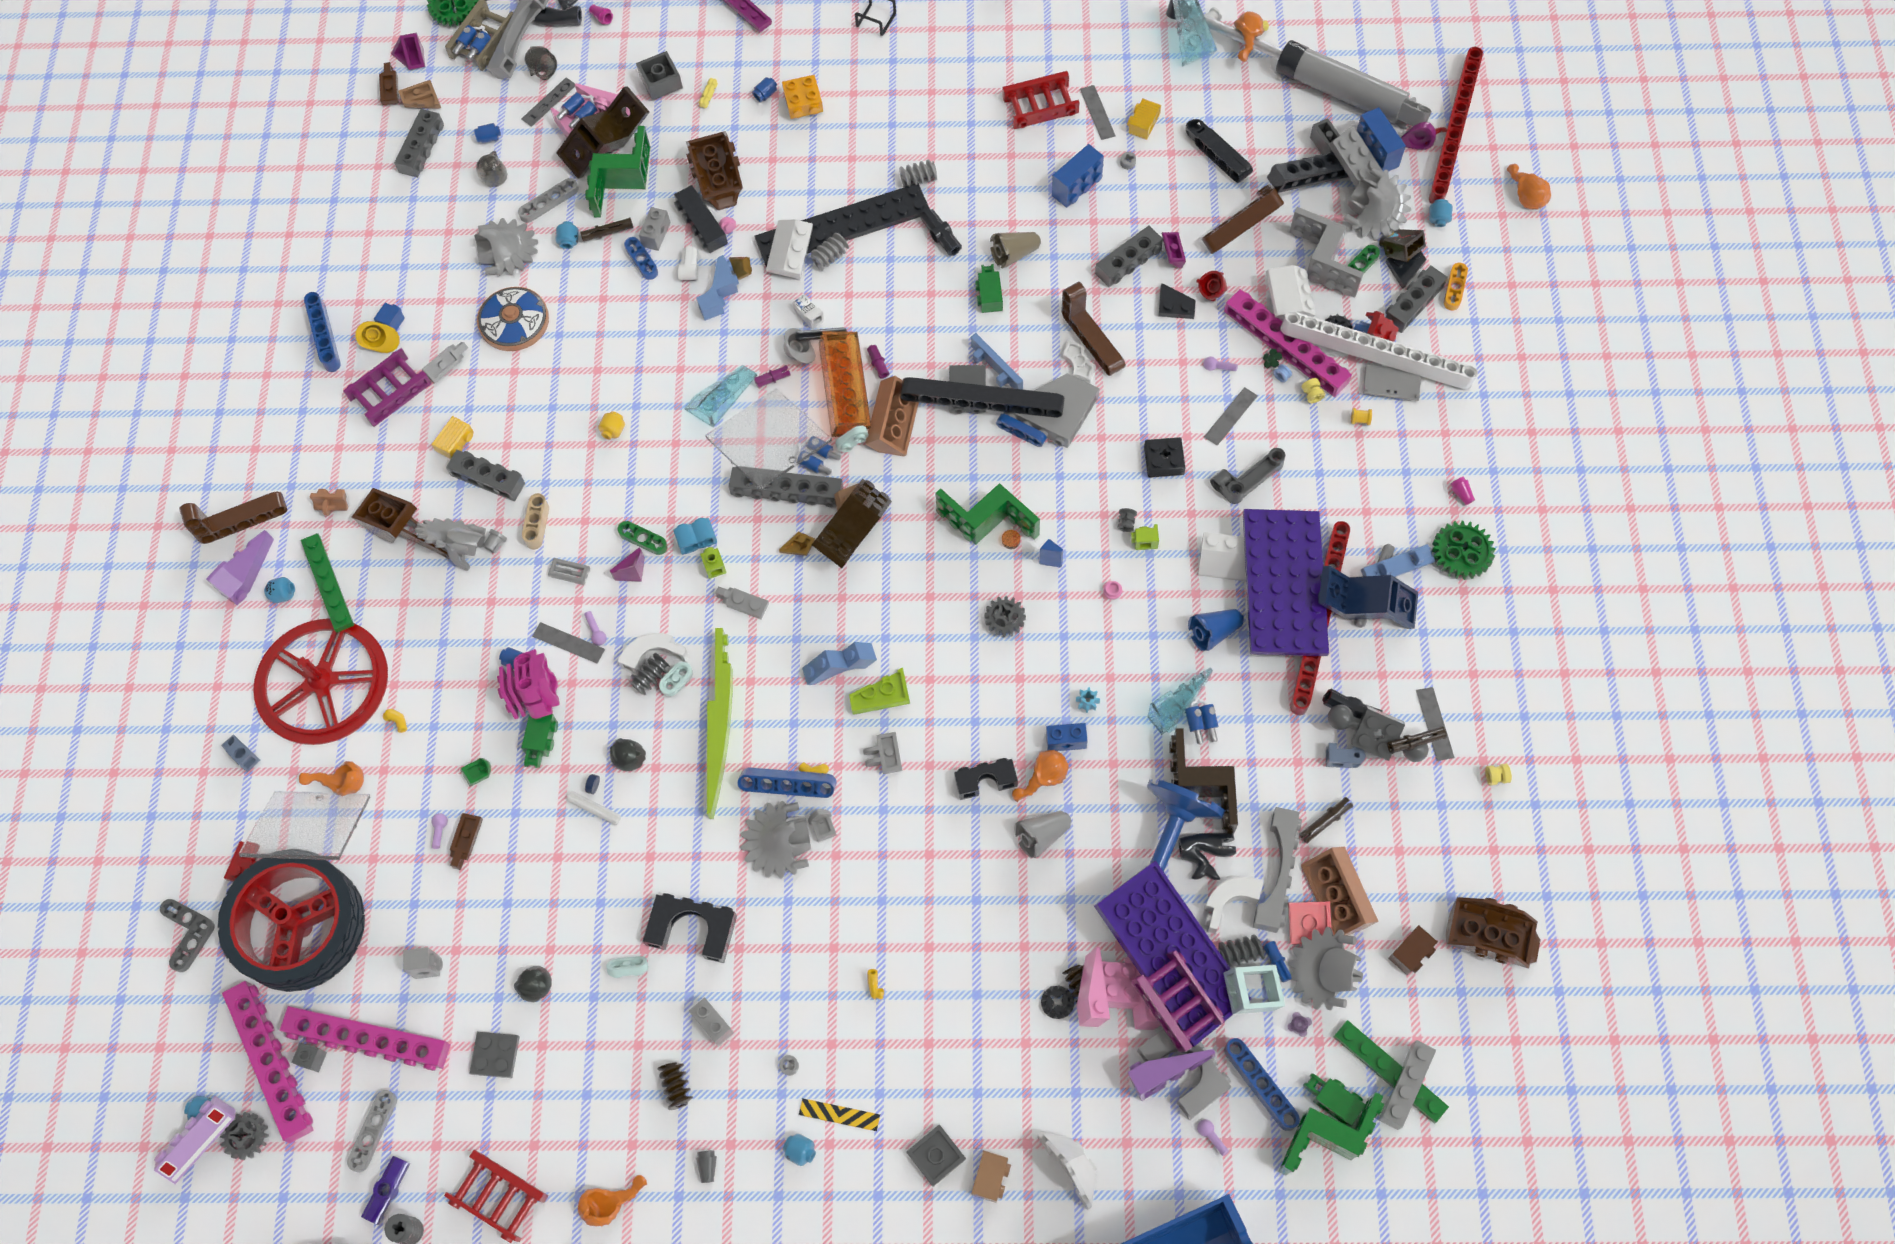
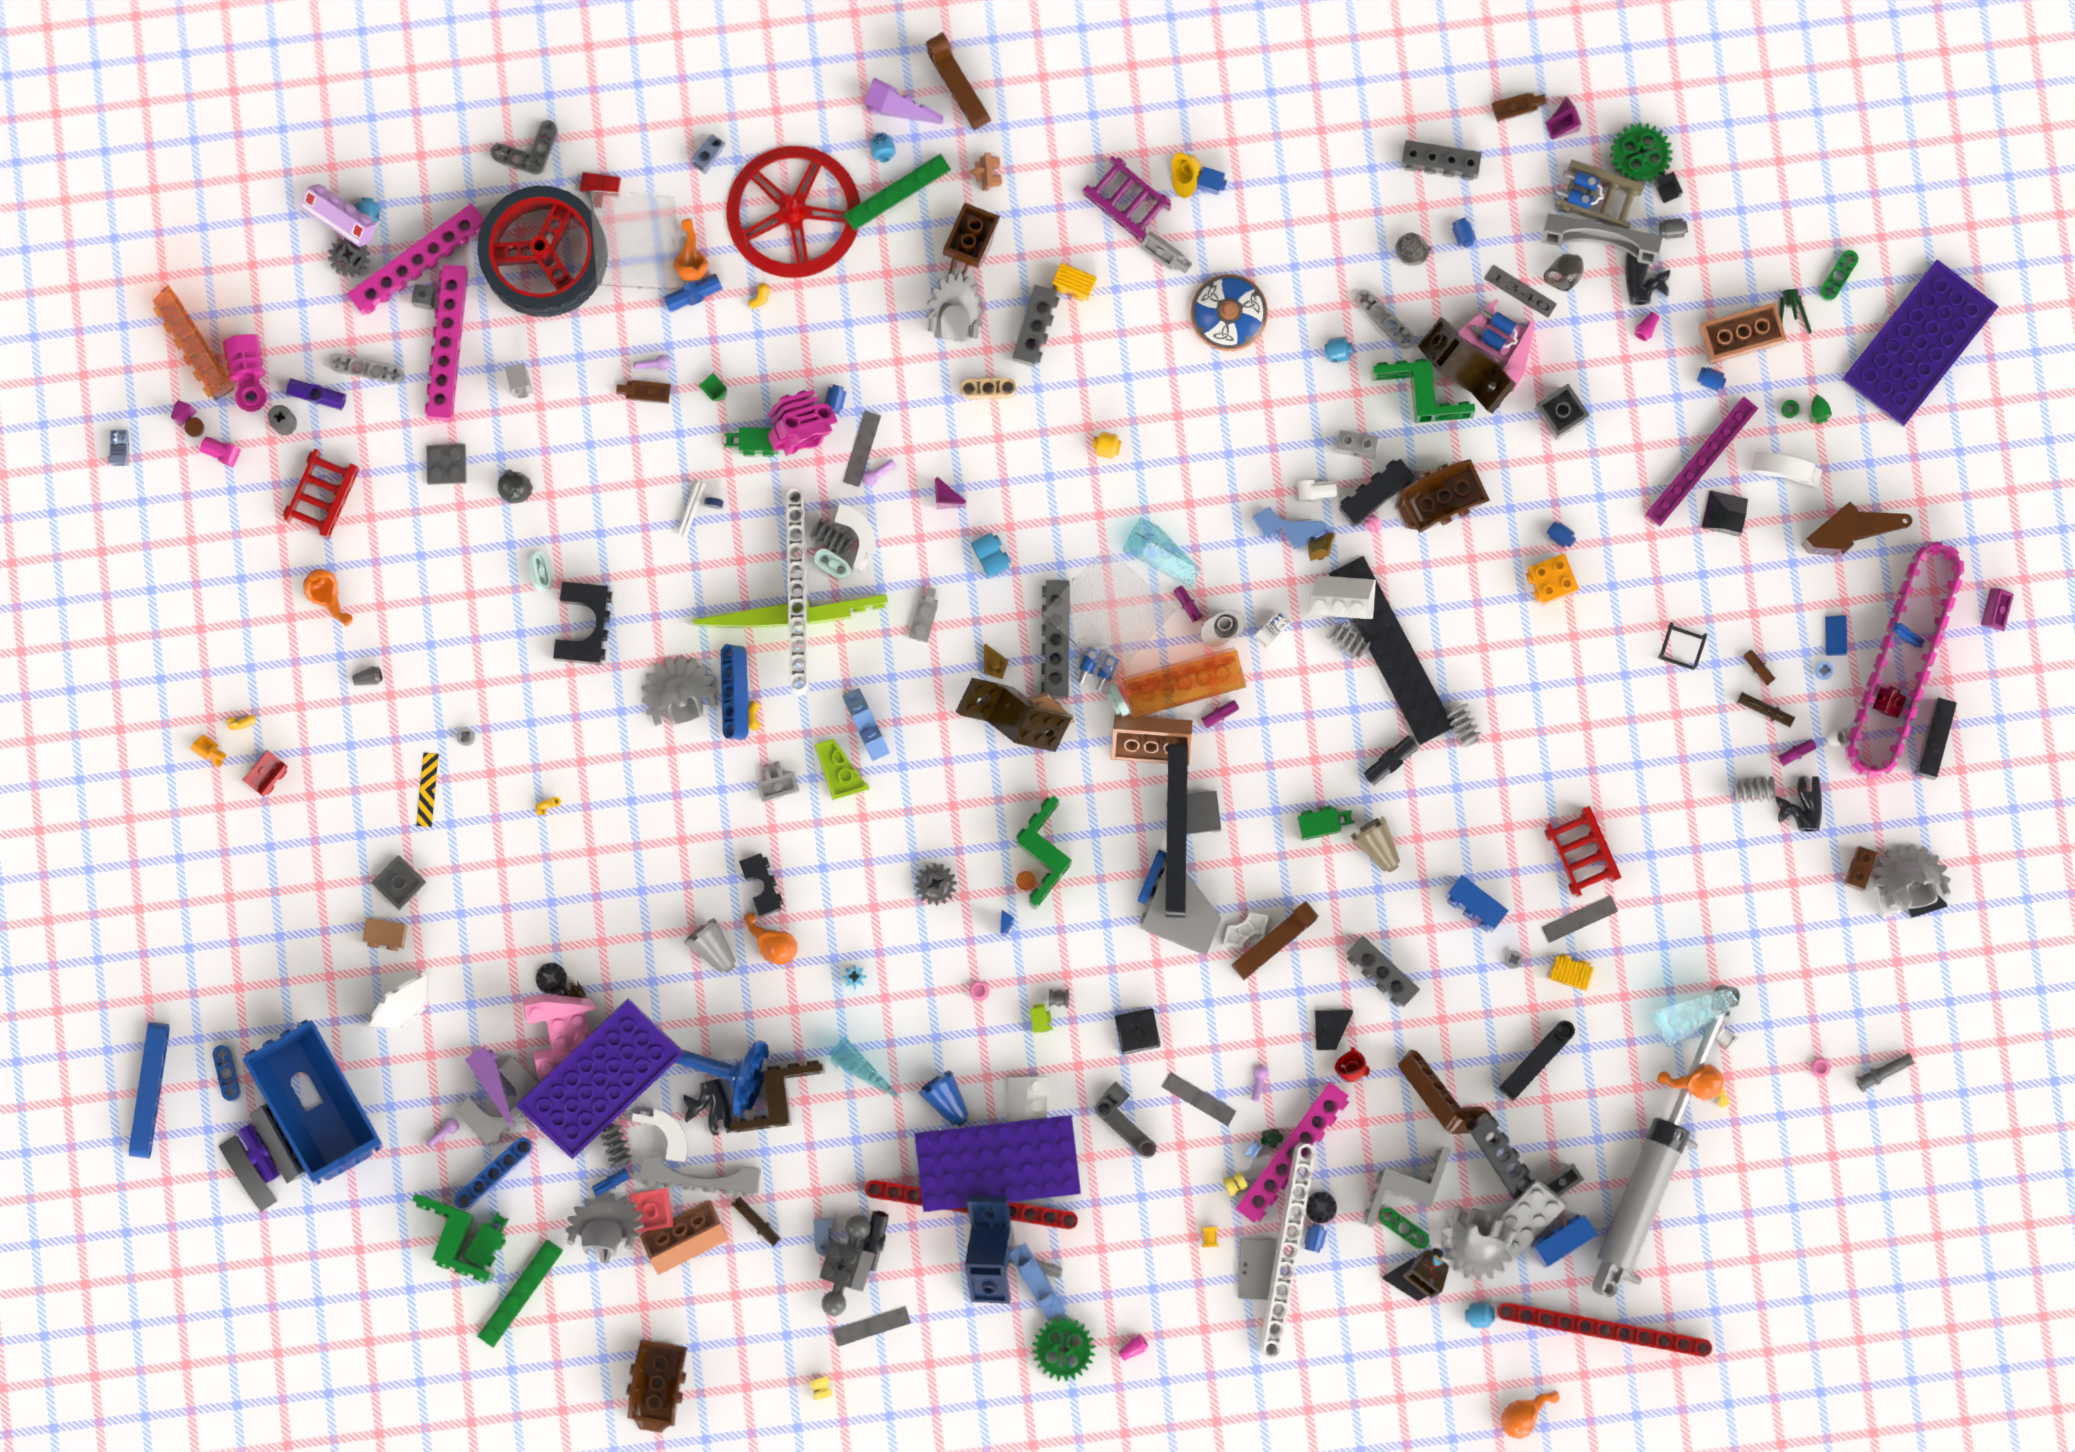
camera: 85 degrees right, 15 degrees up
(322, 332) = (1181, 121): blue beam -> none
(376, 782) = (693, 293): none -> blue piece
(420, 96) = (1506, 145): medium nougat wing -> none
(494, 541) = (961, 351): light grey bush -> none
(505, 246) = (1319, 284): light grey piece -> none
(584, 575) = (931, 430): light grey tile -> none
(602, 103) = (1504, 357): bright pink plate -> none
(607, 229) = (1354, 395): dark brown pin -> none
(627, 754) = (747, 531): pearl dark grey hair -> none
(641, 265) = (1307, 441): blue beam -> none
(647, 545) = (994, 489): green beam -> none
(675, 1085) = (435, 636): dark brown piece -> none
(706, 702) = (800, 599): none -> white beam
(708, 93) = (1551, 470): light yellow axle -> none
(711, 1021) = (495, 658): light grey brick -> none
(716, 566) = (960, 585): lime brick -> none
(799, 1149) = (390, 758): dark azure head -> none
(814, 334) = (1242, 648): black axle -> none
(822, 824) = (697, 733): light grey tile -> none
(985, 352) = (1242, 827): medium blue hinge -> none
(1066, 737) = (811, 959): blue brick -> none
(1157, 1003) = (534, 1081): magenta fence -> none
(1174, 249) = (1396, 1019): magenta slope -> none
(1202, 719) = (841, 1084): blue piece -> none
(1240, 1001) = (575, 1142): light aqua window -> none
(1290, 291) = (1348, 1151): white slope -> none
(1301, 1030) = (551, 1200): clear purple plate -> none
(1381, 326) = (1315, 1253): red bracket -> none
(1397, 745) = (833, 1290): dark brown pin -> none
(1408, 1085) = (507, 1307): light grey arch -> none
(1413, 950) = (635, 1310): reddish brown brick -> none
(1421, 136) = (1582, 1291): magenta piece -> none
(1434, 282) = (1386, 1312): dark grey brick -> none
(1453, 292) = (1373, 1337): light orange beam -> none

